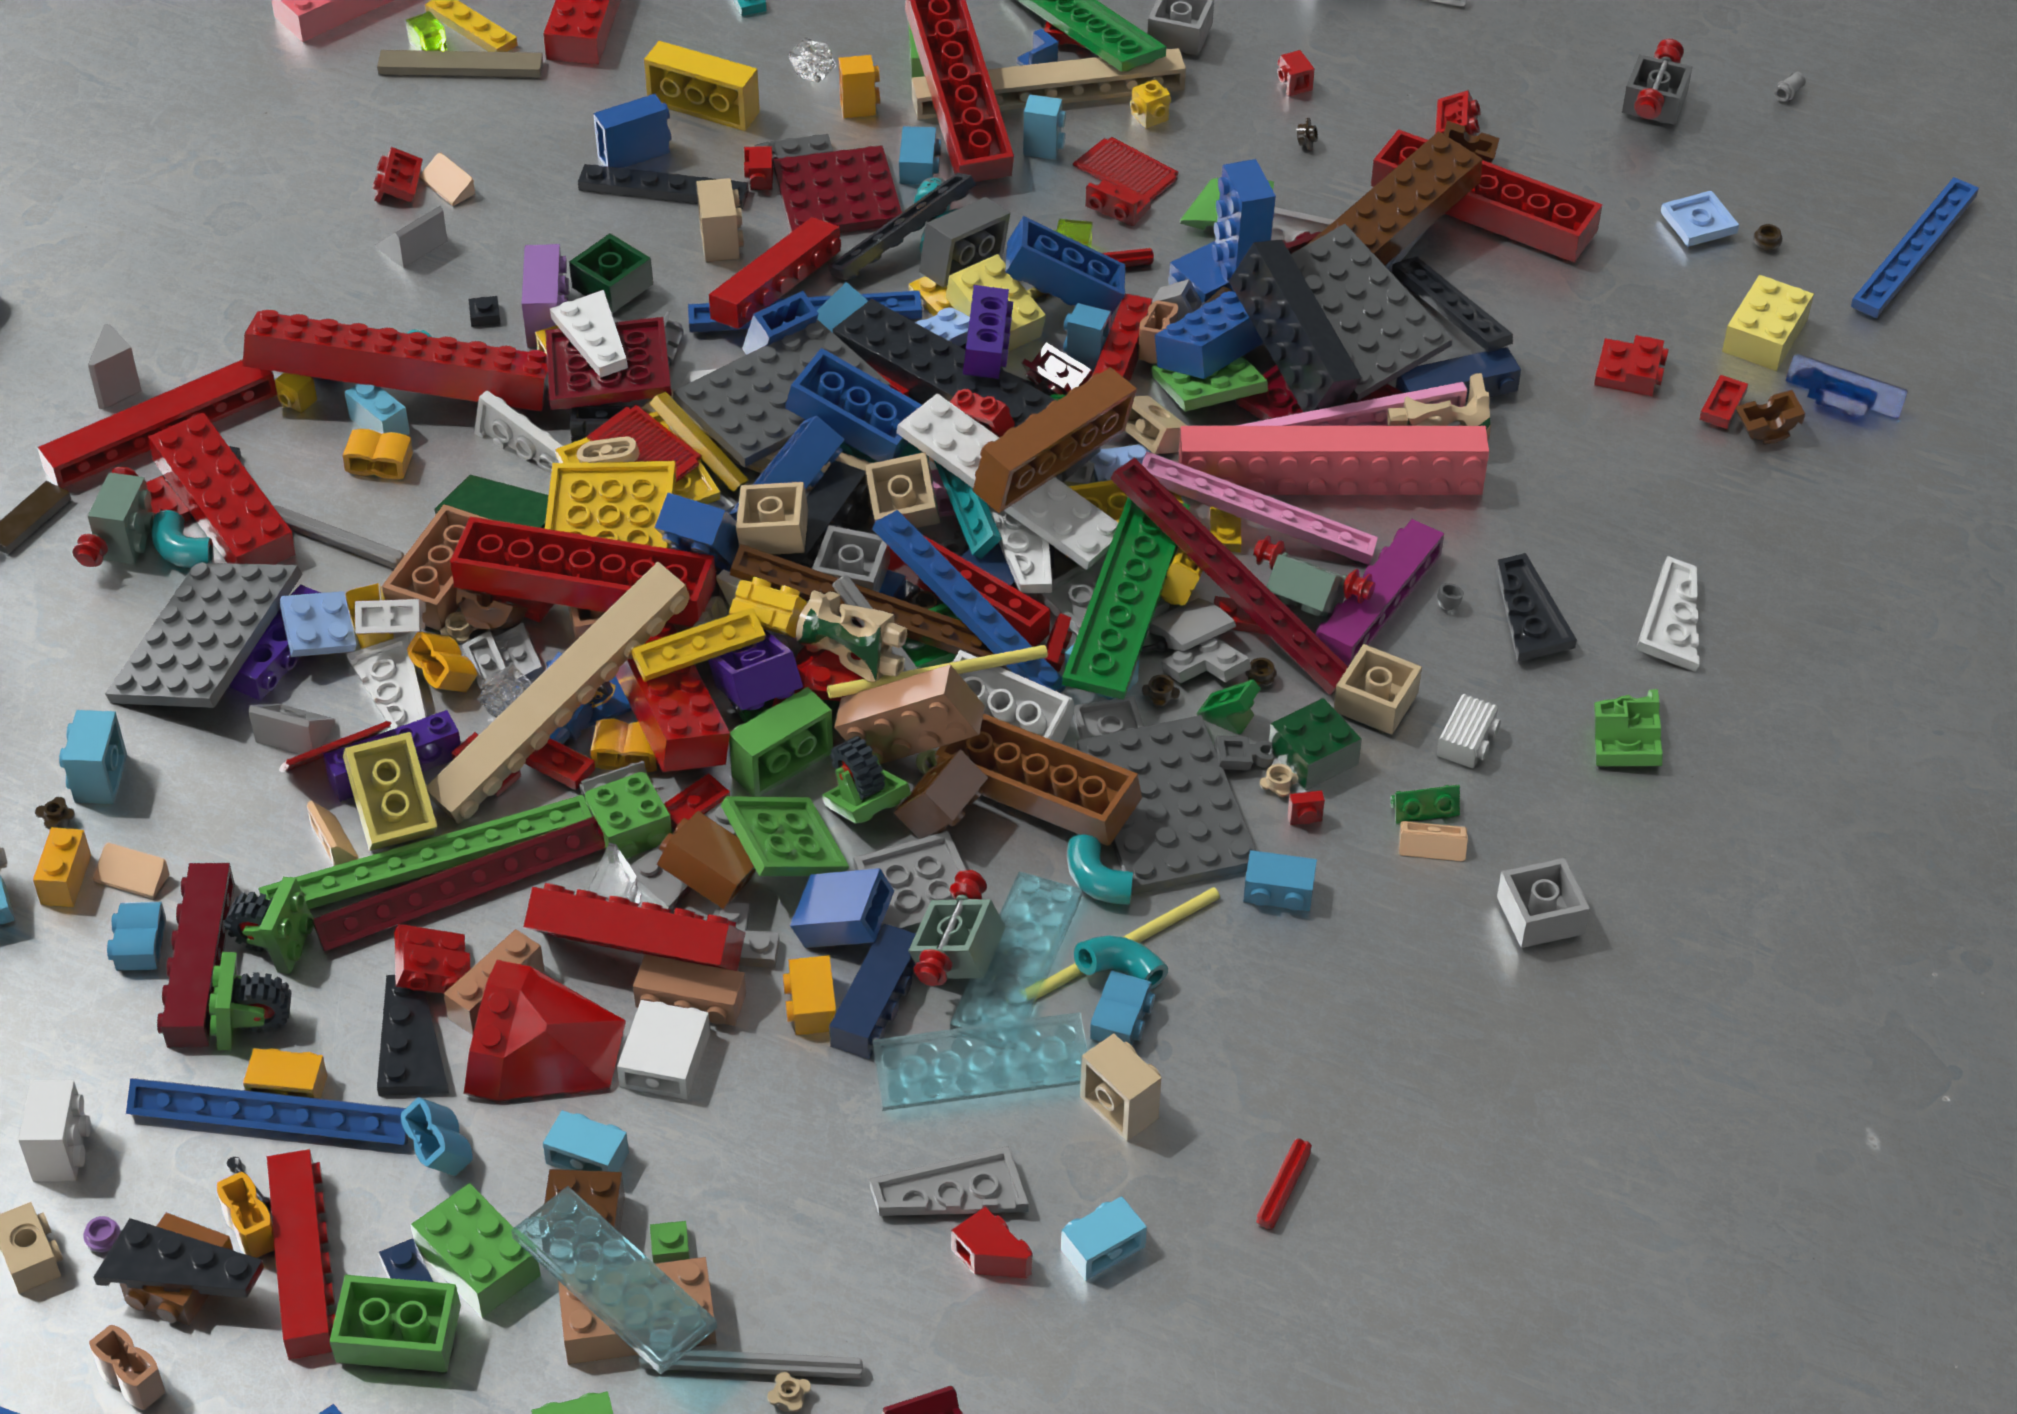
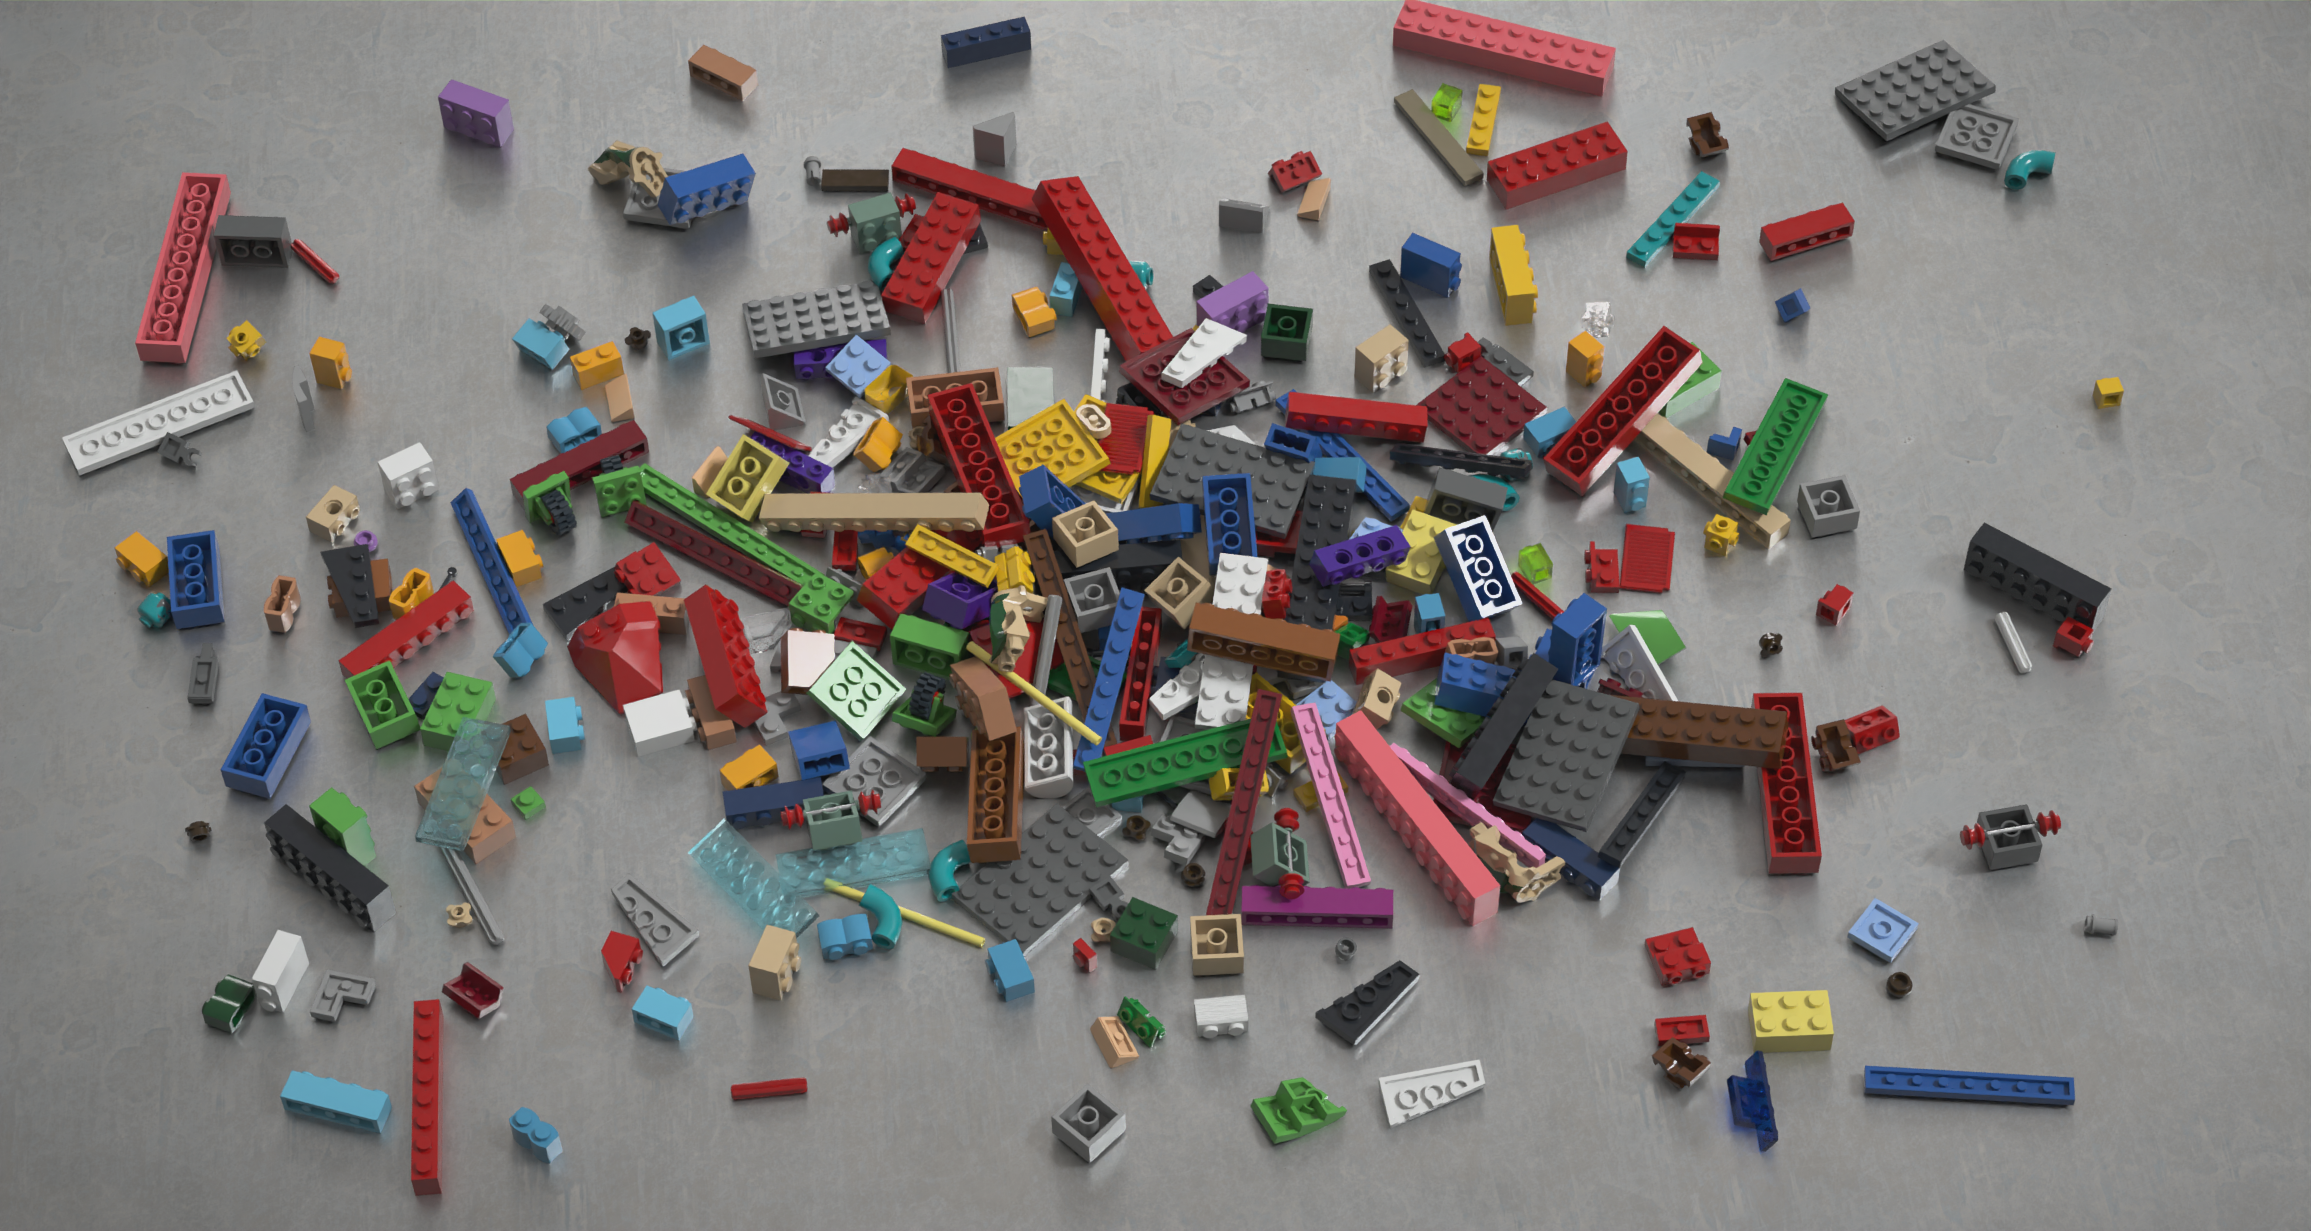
camera: 60 degrees right, 5 degrees up
(389, 616) = (882, 396): white hinge -> none
(1231, 707) = (1145, 874): green slope -> none

